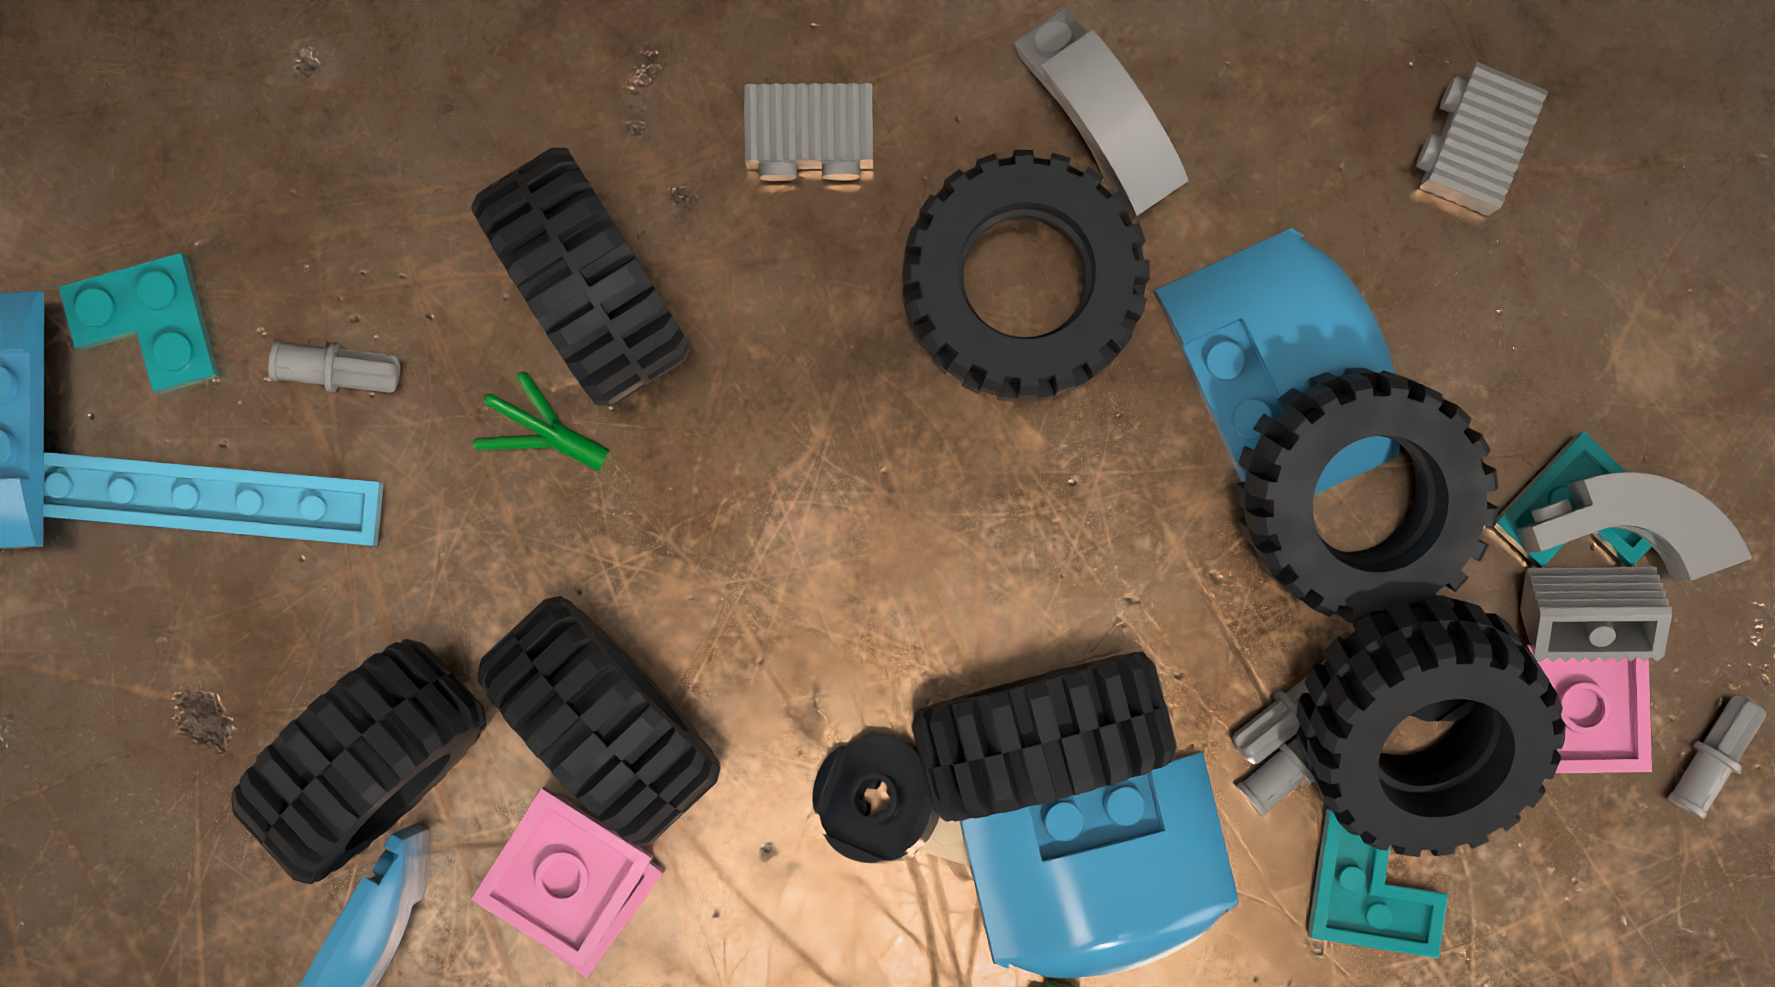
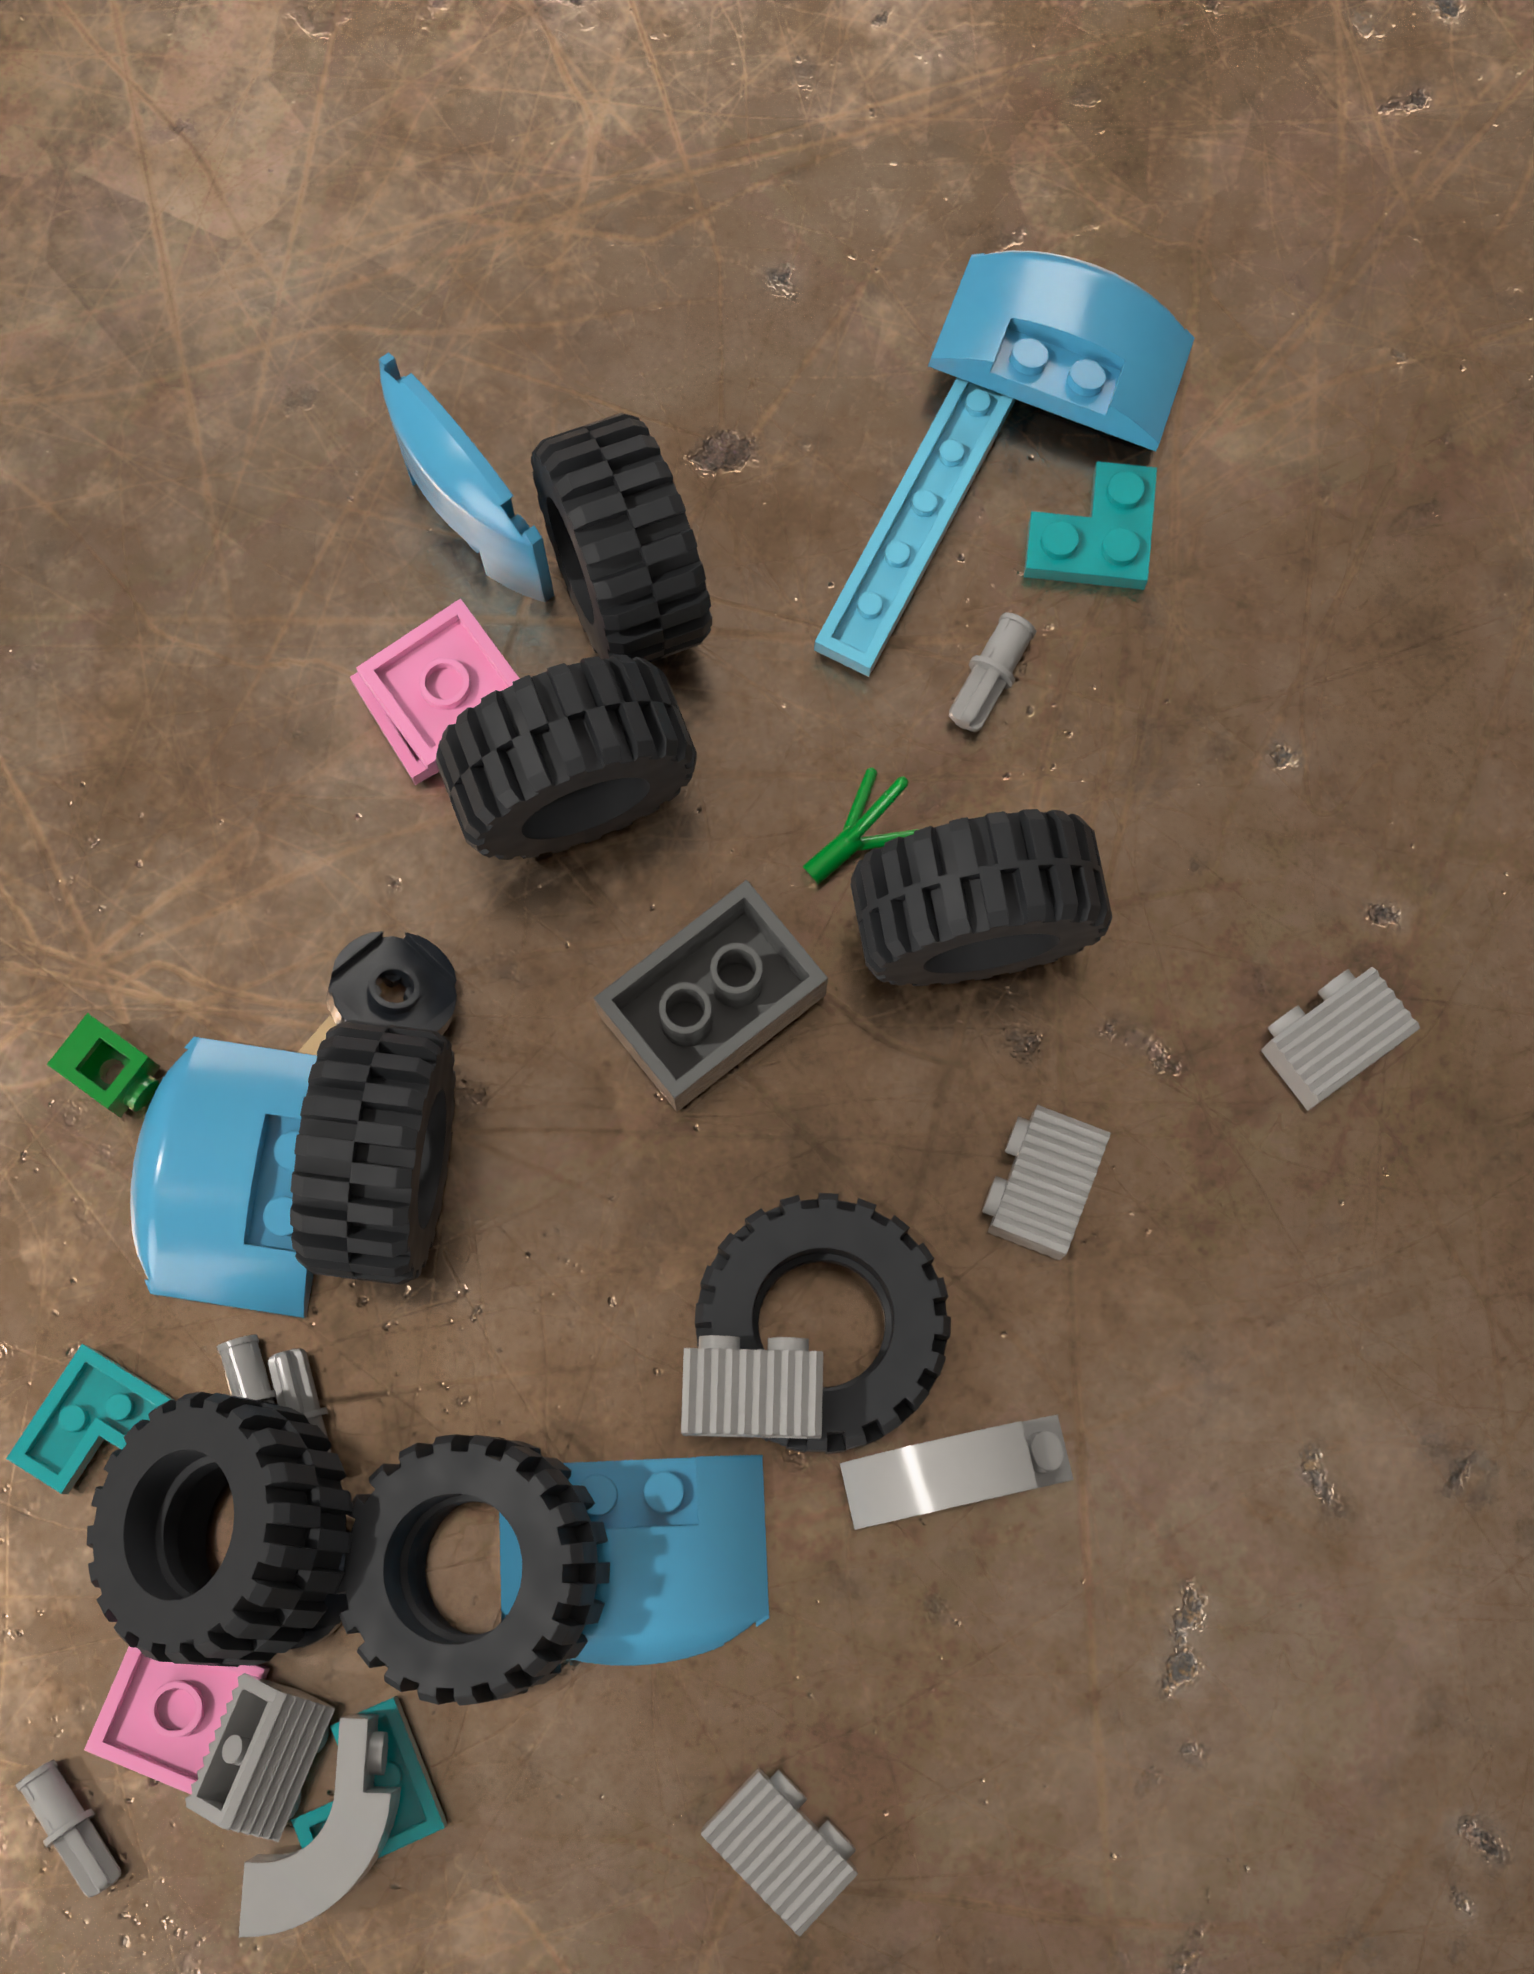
camera: 115 degrees right, 10 degrees down
(762, 498) = (711, 995): none -> dark grey brick
(1121, 302) = (752, 1391): none -> light grey brick

